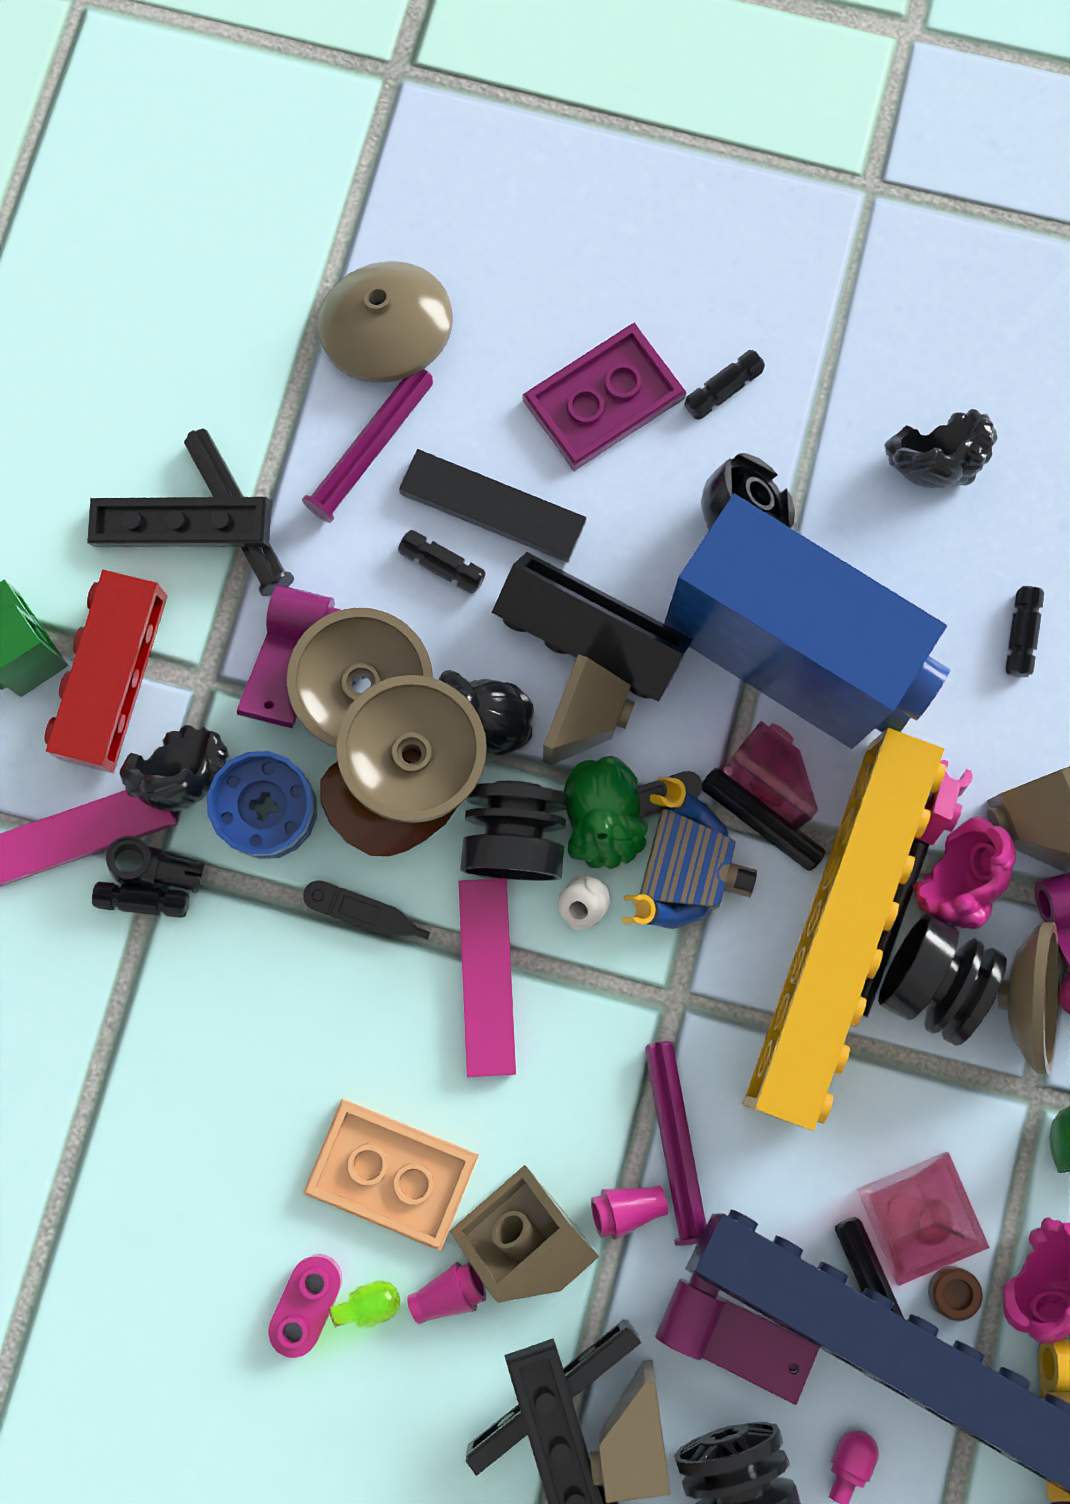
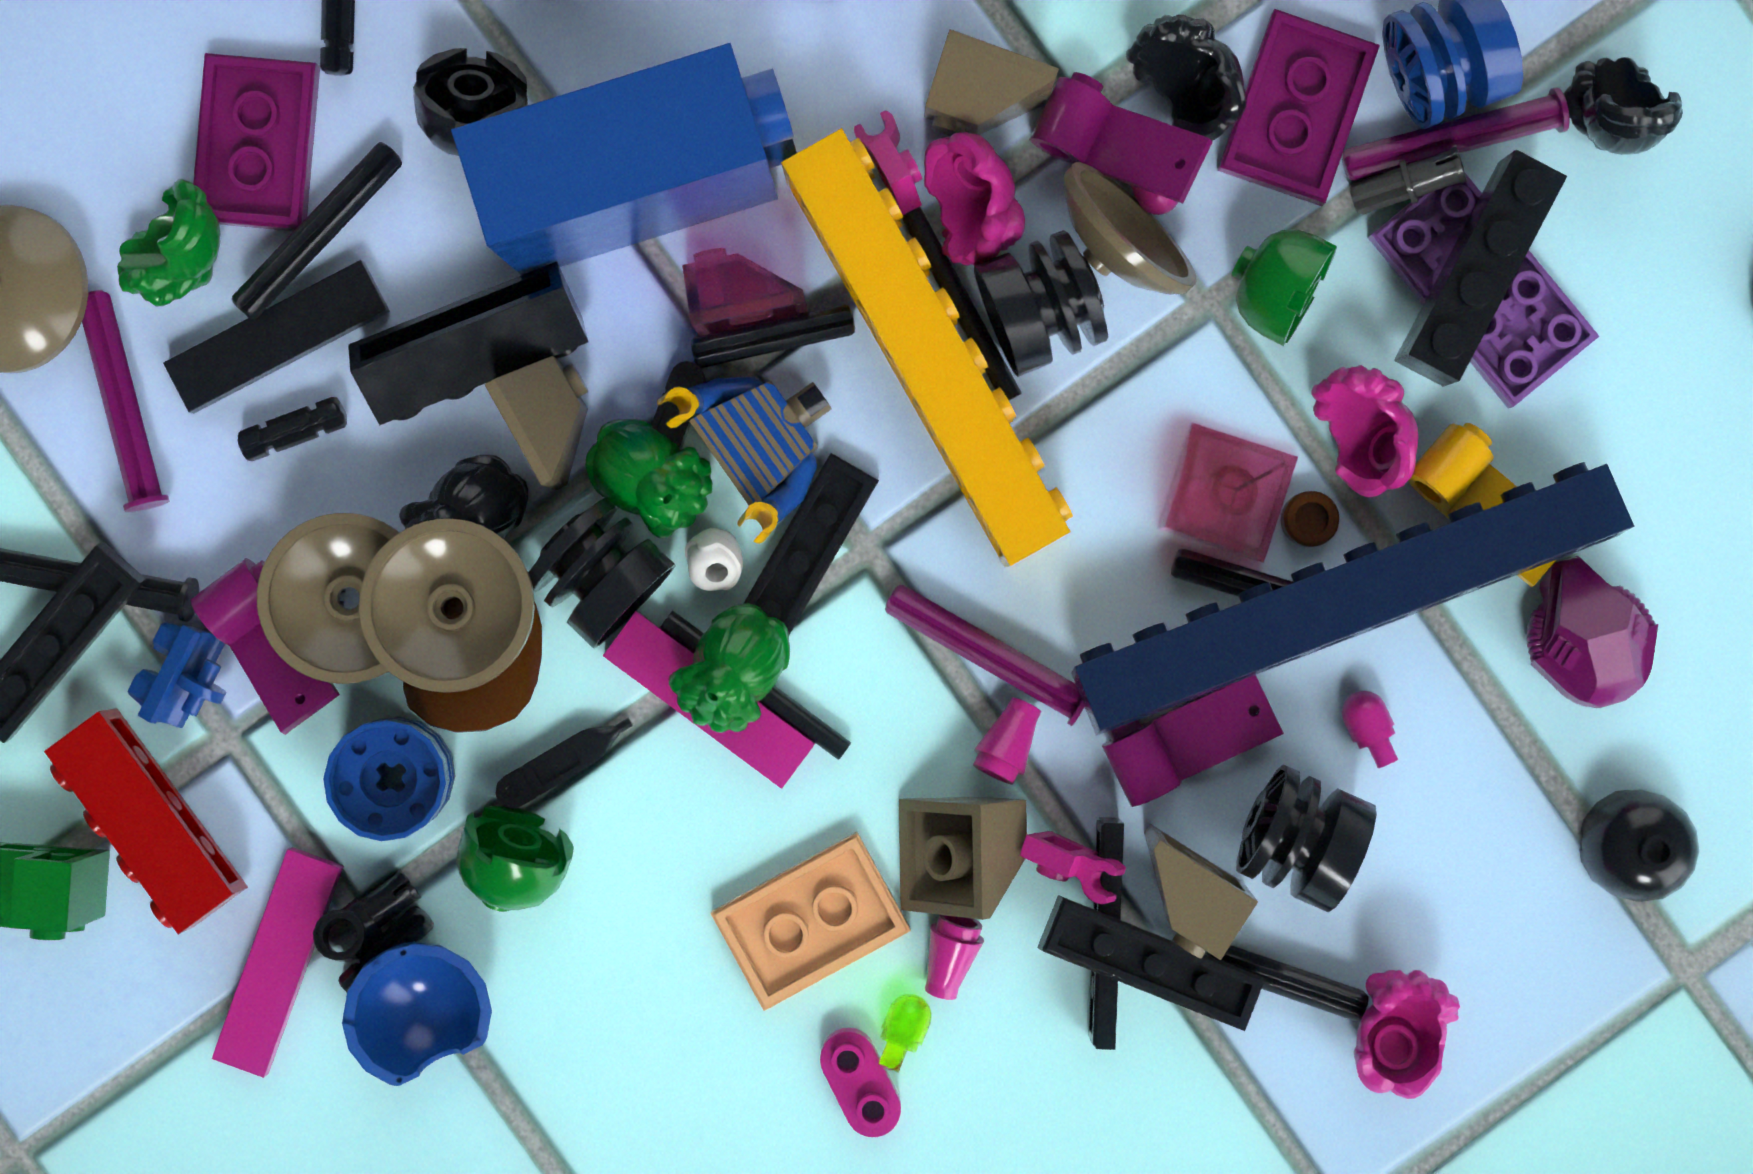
camera: 45 degrees left, 10 degrees up
(115, 949) = (413, 1010): none -> blue cylinder
(176, 772) = (294, 829): black hair -> none
(222, 620) = (184, 677): none -> blue hips
(270, 932) = (511, 859): none -> green cylinder
(496, 399) = (174, 251): none -> green hair
(522, 975) = (733, 668): none -> green hair
(522, 1001) = (775, 700): none -> black bar
(580, 1319) = (1063, 858): none -> dark pink plate
(582, 475) = (317, 230): none -> black axle
(628, 961) = (811, 541): none -> black tile

